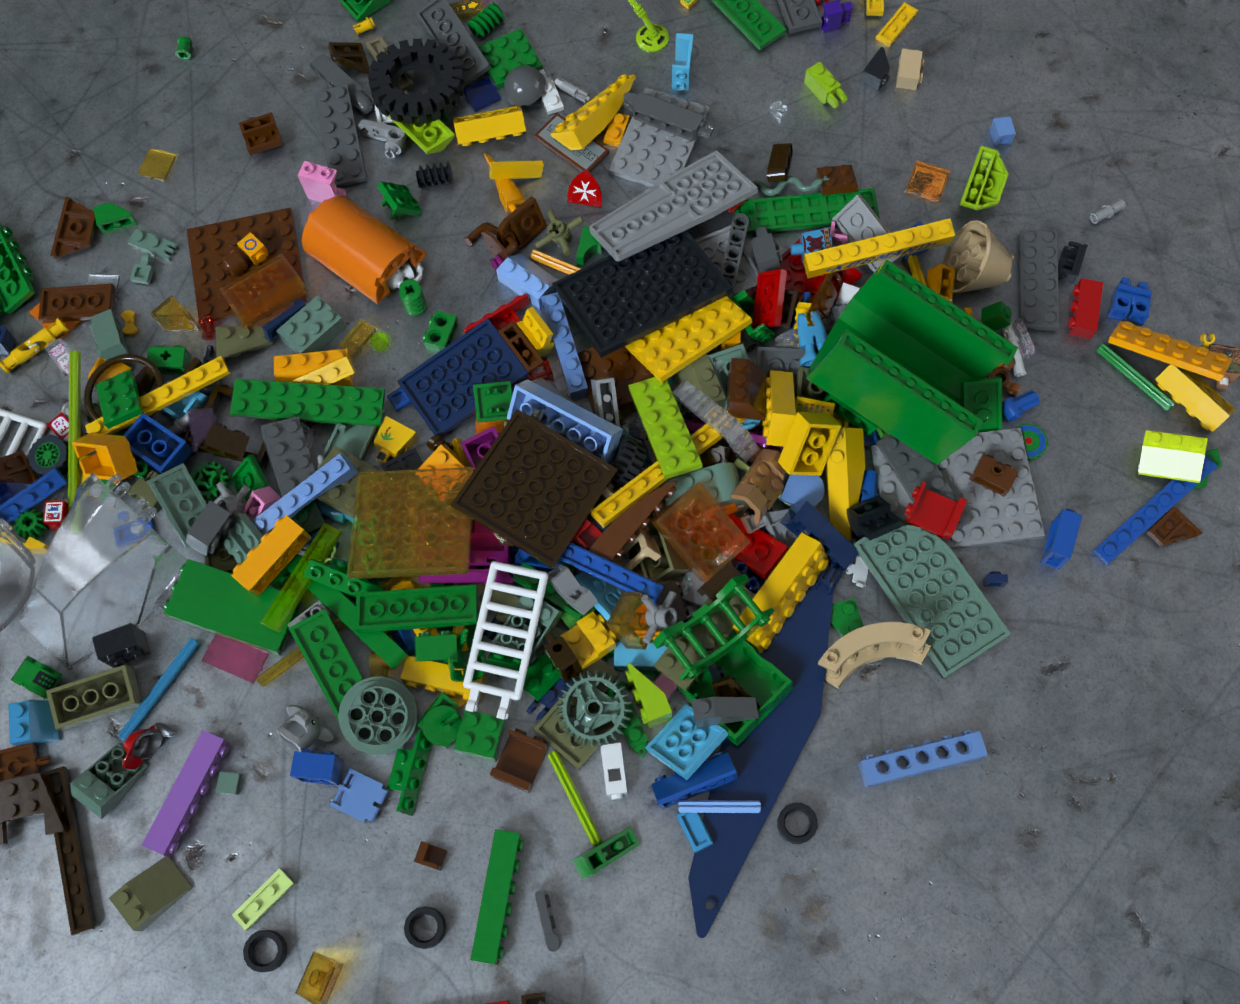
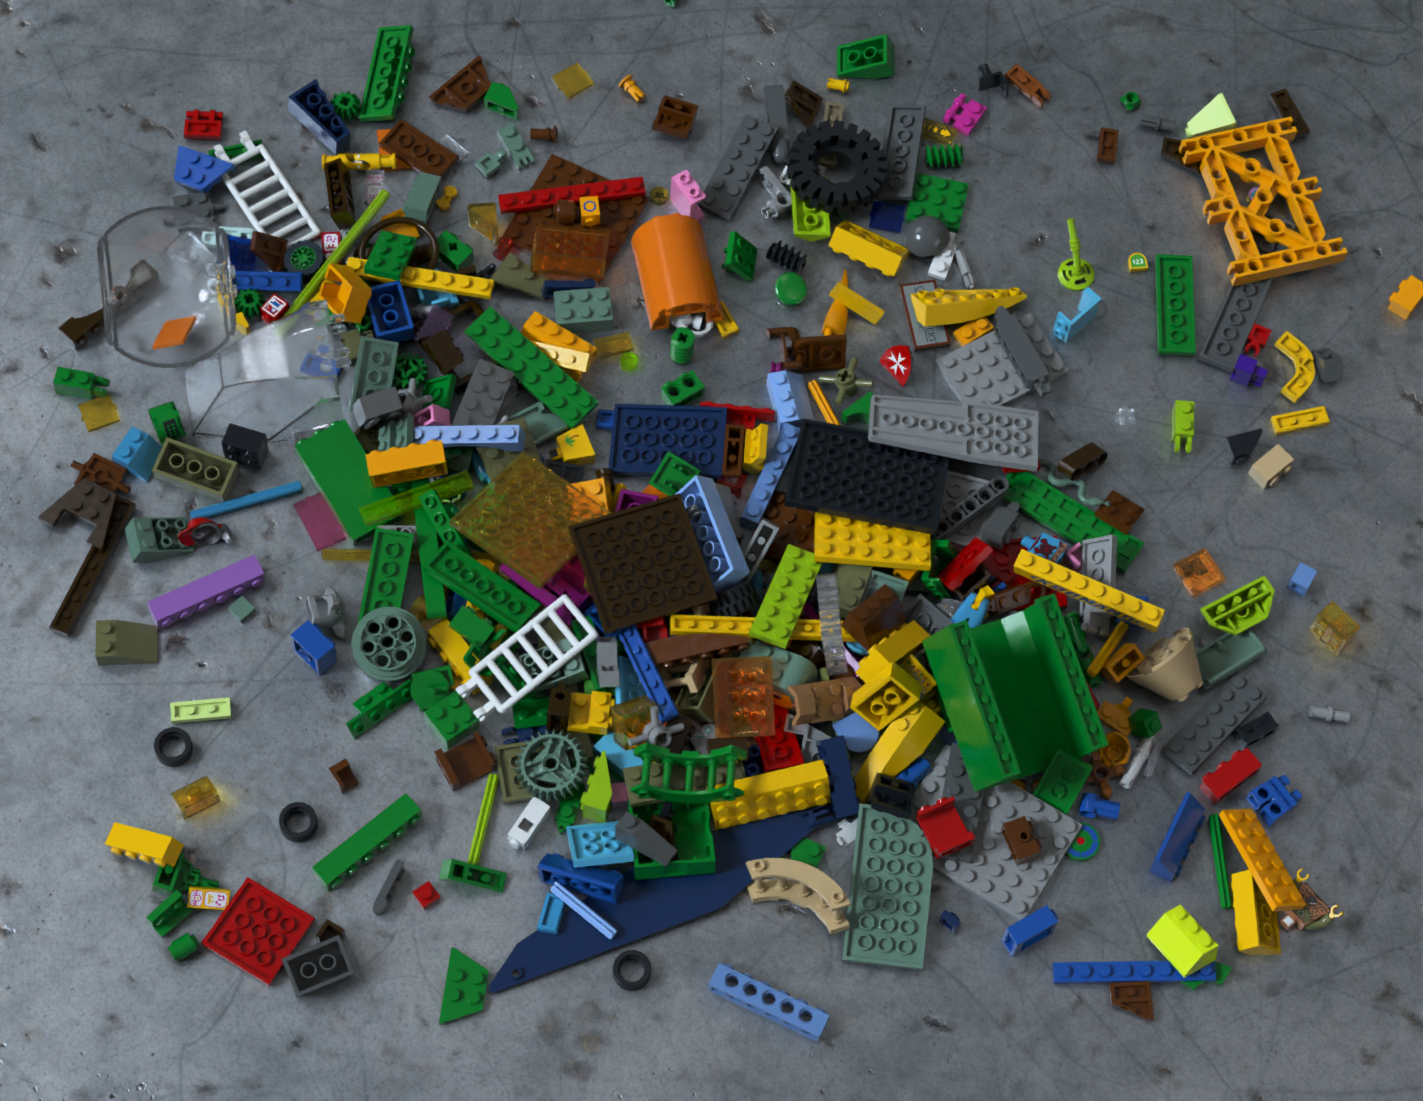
camera: 30 degrees right, 5 degrees down
(37, 381) = (340, 193): none -> dark brown brick
(168, 218) = (545, 134): none -> reddish brown pin
(207, 136) = (631, 87): none -> light orange pin
(211, 262) = (547, 197): none -> red plate
(297, 201) = (659, 196): none -> clear yellow tile
(360, 796) = (327, 694): medium blue plate -> none
(432, 260) = (727, 326): none -> yellow tile
(457, 196) = (790, 289): none -> green piece
(581, 899) = (426, 895): none -> red plate
(678, 953) = (463, 988): none -> green wing
(1006, 219) = (1227, 656): none -> sand green container
(1059, 146) = (1334, 628): none -> clear yellow brick
(1094, 383) = (1178, 838): none -> blue slope

